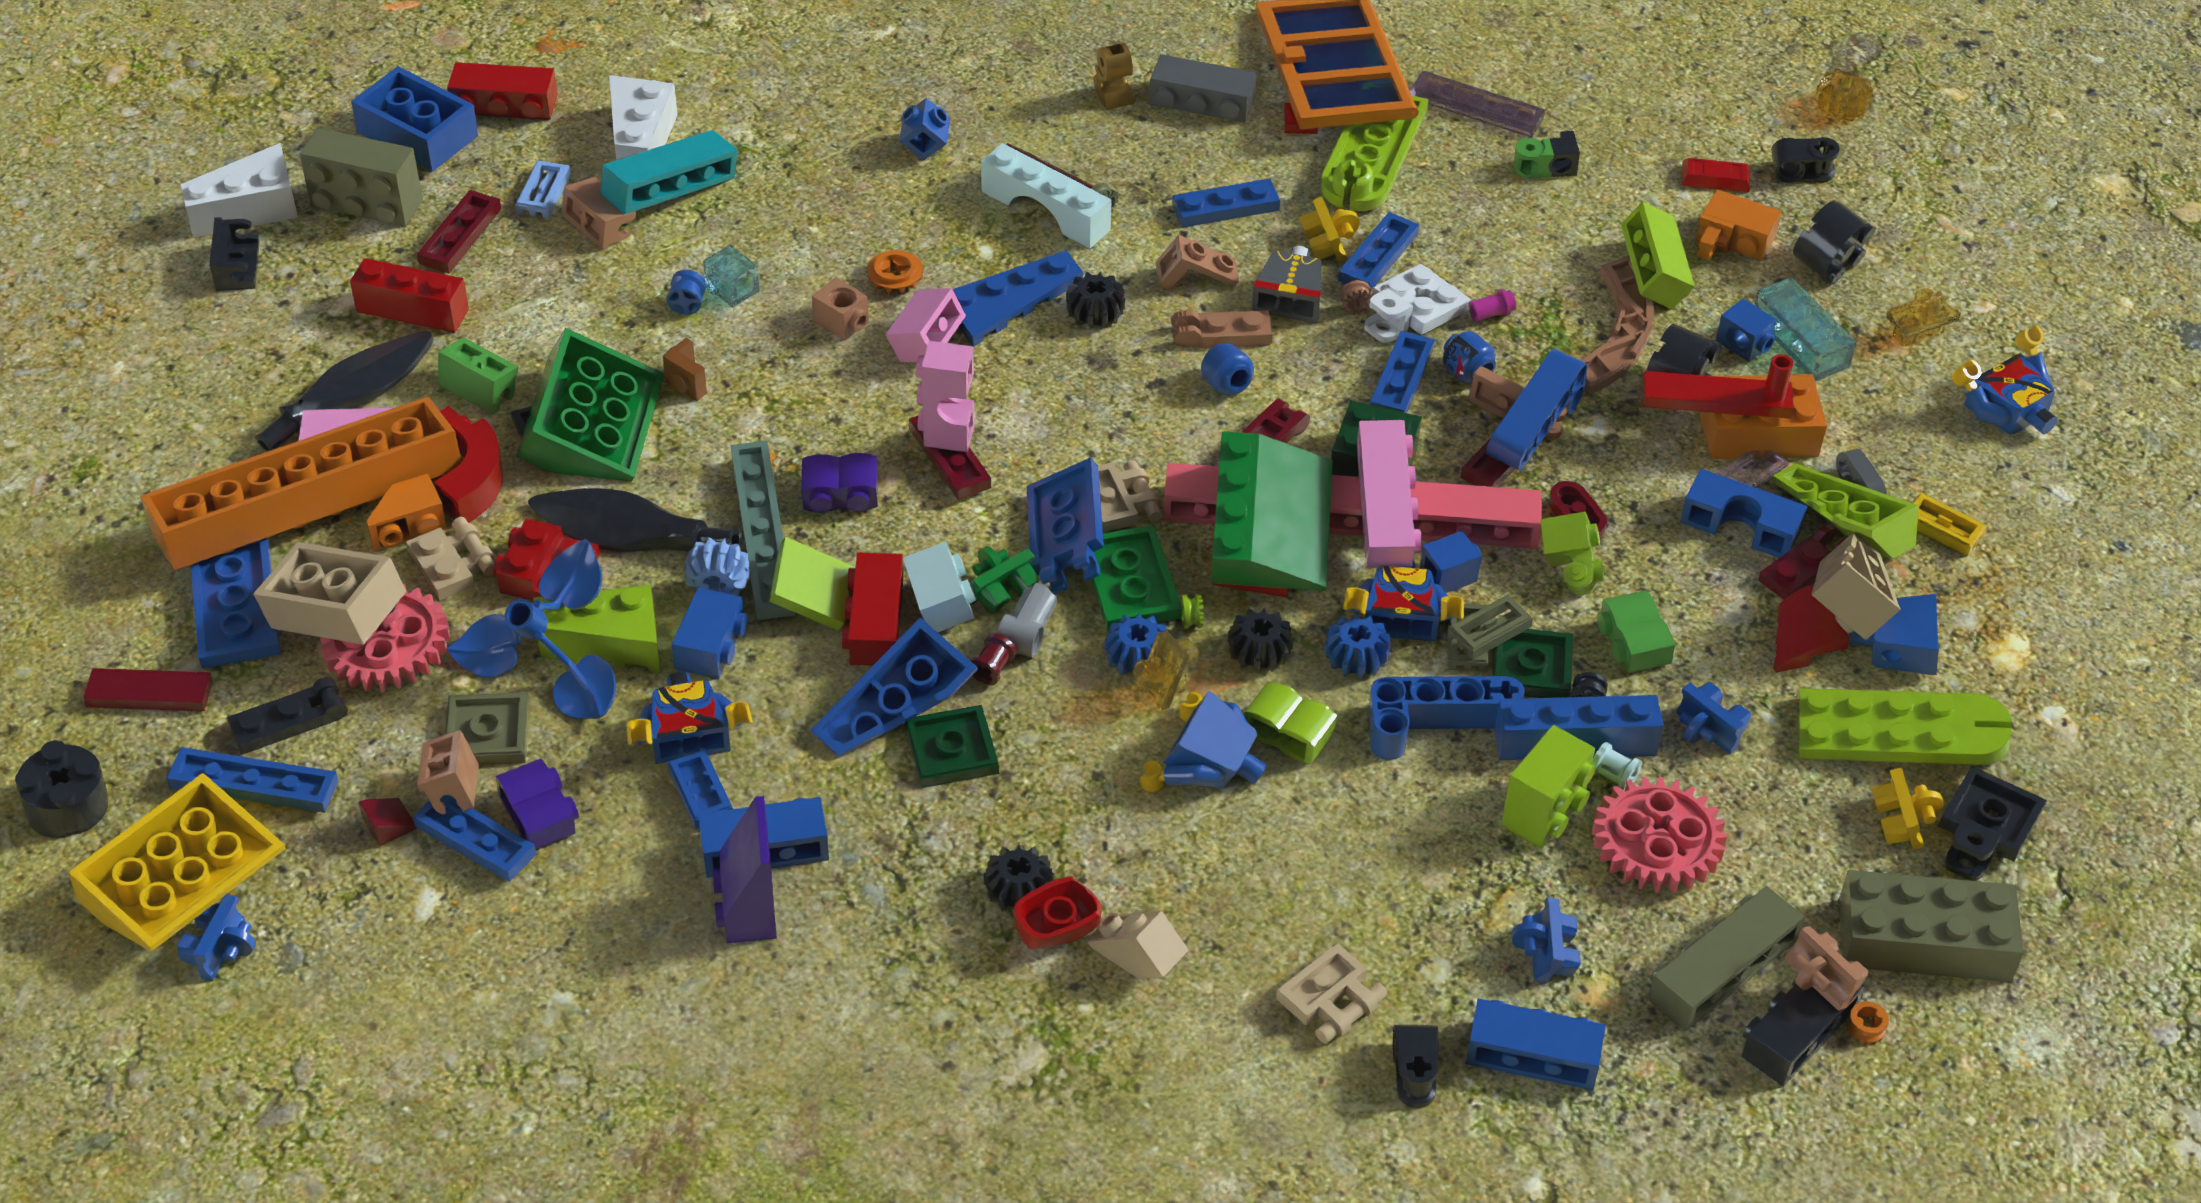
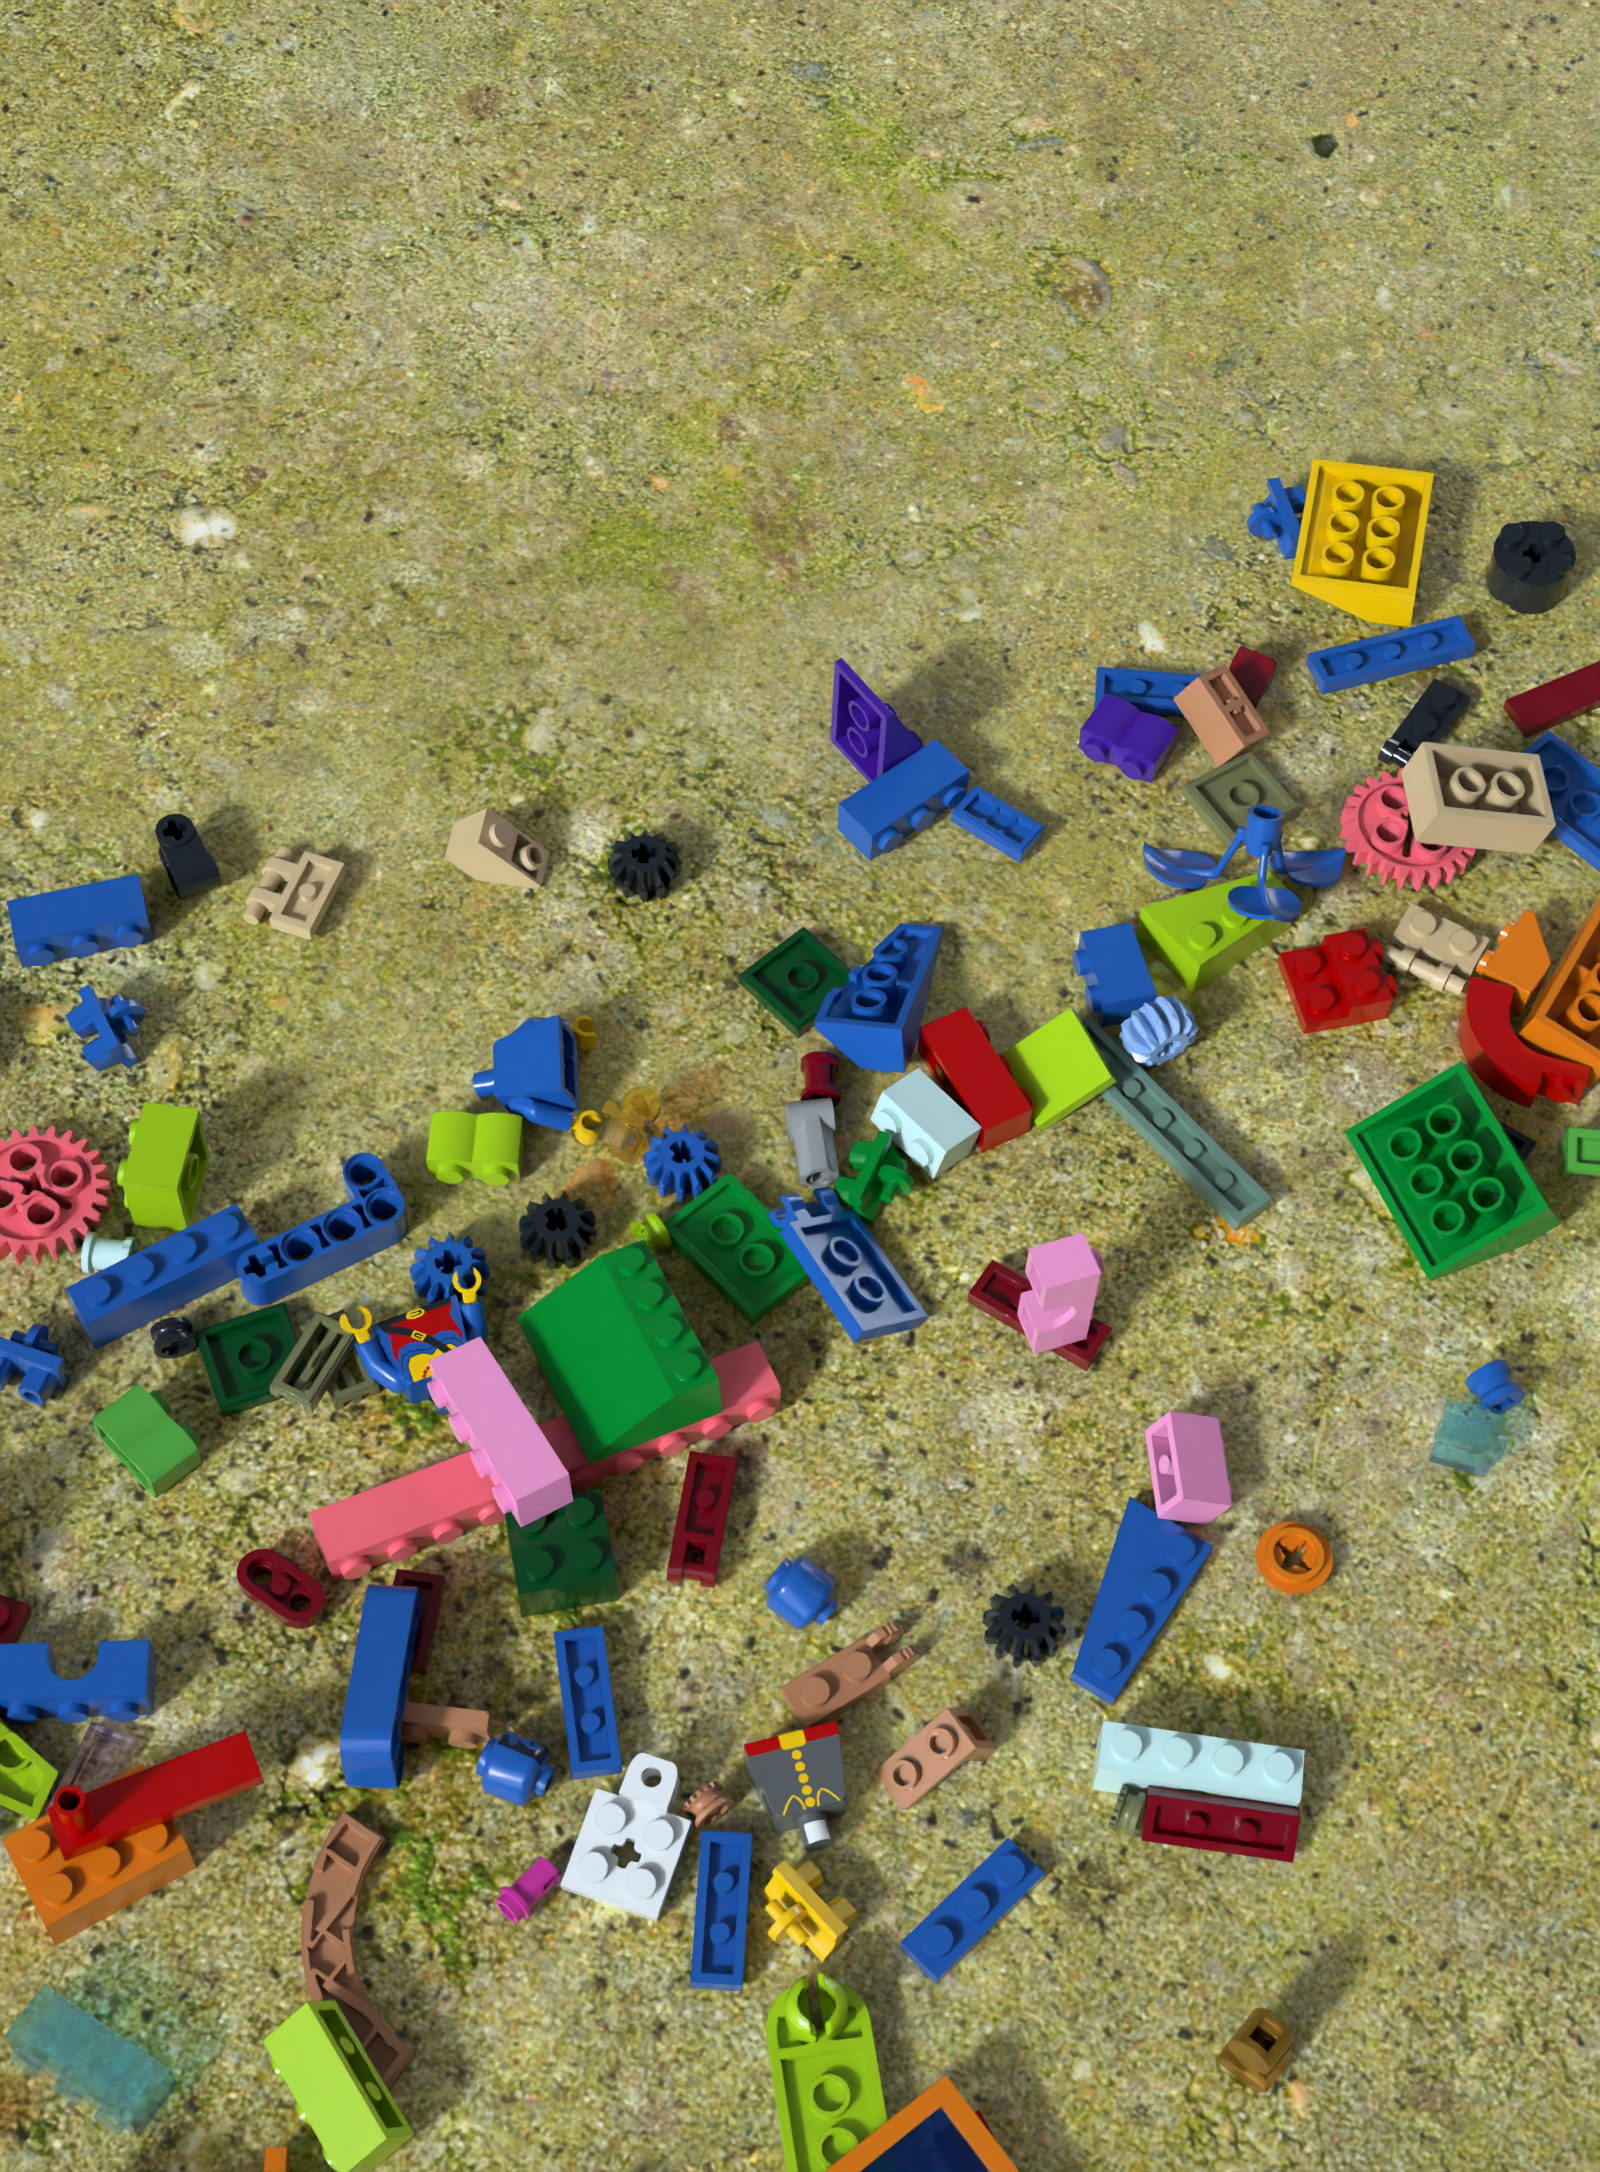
camera: 150 degrees right, 10 degrees up
(624, 521) = (1297, 1067): black animal -> none
(683, 371) = (1403, 1272): dark orange bracket -> none
(687, 719) = (1062, 872): torso -> none
(839, 482) = (1124, 1212): dark purple brick -> none
(840, 308) = (1318, 1439): nougat brick -> none
(924, 128) = (1428, 1804): blue brick -> none
(1056, 914) = (582, 836): red piece -> none
(1117, 505) = (820, 1336): tan plate -> none
(1202, 88) = (1129, 2109): dark grey brick -> none
(1452, 561) = (397, 1433): blue brick -> none
(1572, 541) = (264, 1512): lime brick -> none
(1684, 352) = (228, 1866): black brick -> none
(1746, 330) = (167, 2014): blue brick -> none

